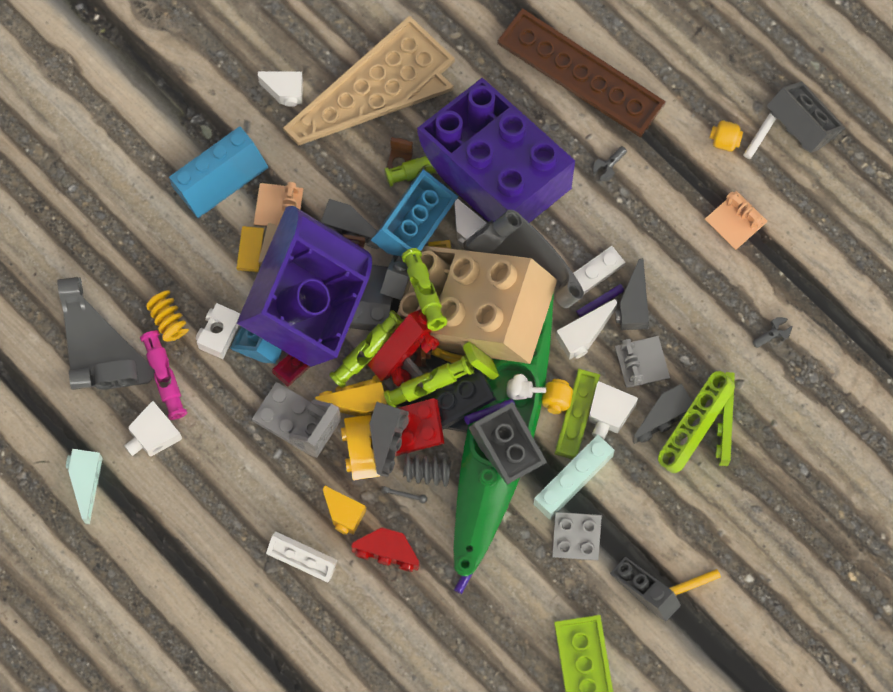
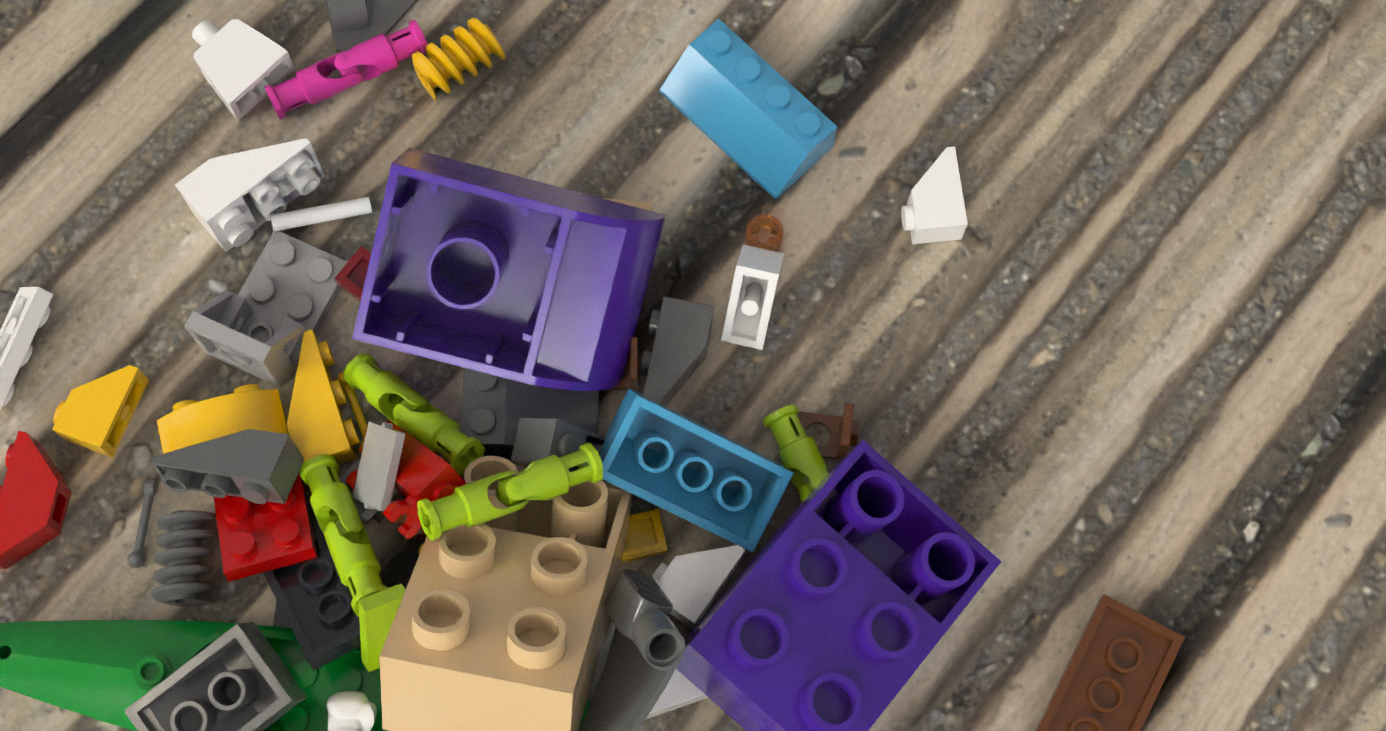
camera: 80 degrees right, 0 degrees up
(218, 343) = (425, 128): white brick -> none
(236, 435) = (244, 188): none -> white slope
(246, 394) = (320, 214): none -> white piece
(250, 248) = (610, 181): yellow tile -> none
(273, 201) = (699, 225): light nougat hinge -> none
(284, 168) = (764, 221): none -> clear orange bush
(323, 181) = (752, 297): none -> white slope
(390, 77) = (985, 390): tan wing -> none
(398, 359) = (378, 465): none -> light grey piece
(476, 416) = (293, 660): dark purple piece -> none

